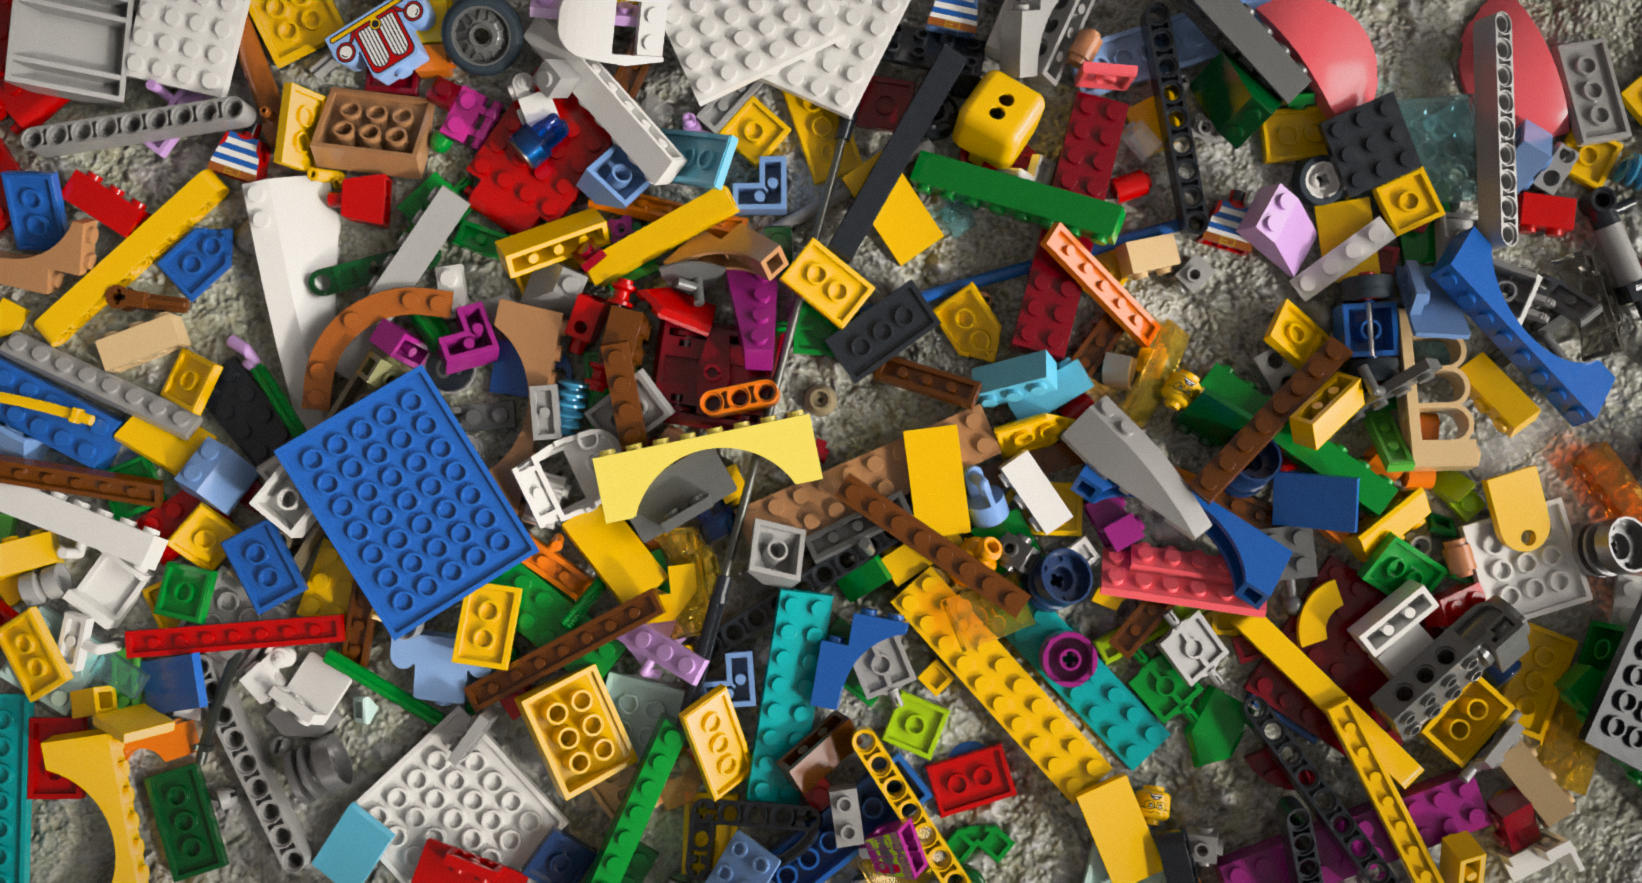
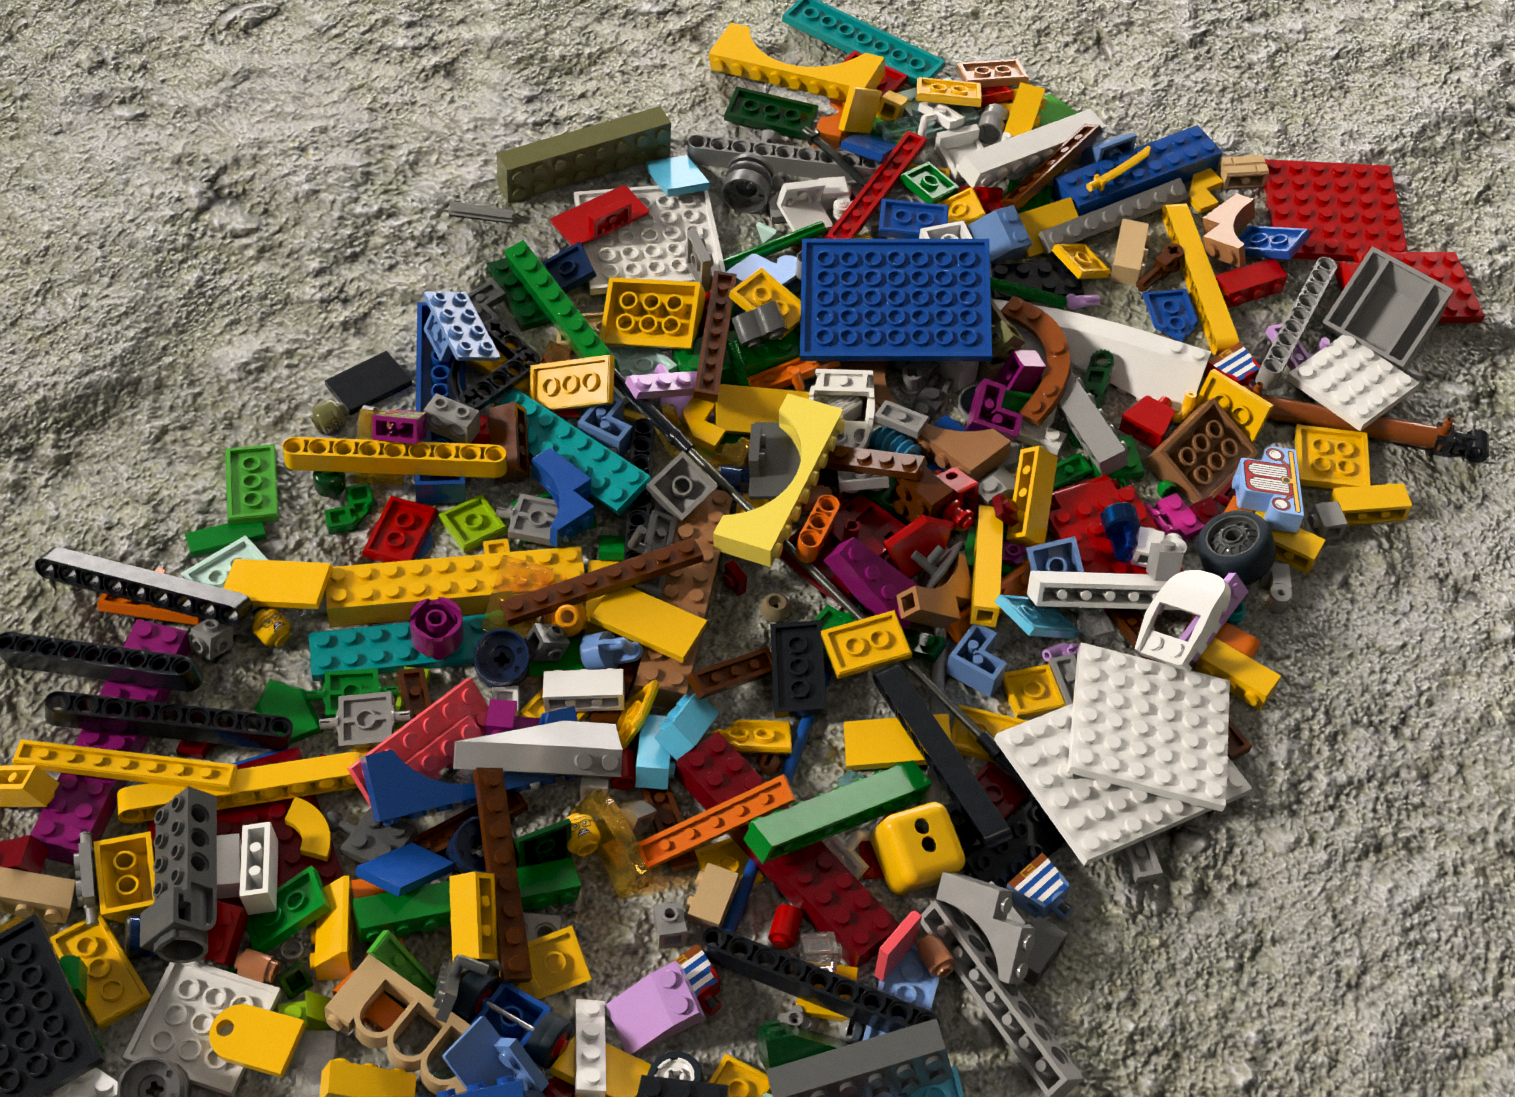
camera: 120 degrees right, 35 degrees down
(529, 612) = (760, 324): none -> dark grey brick

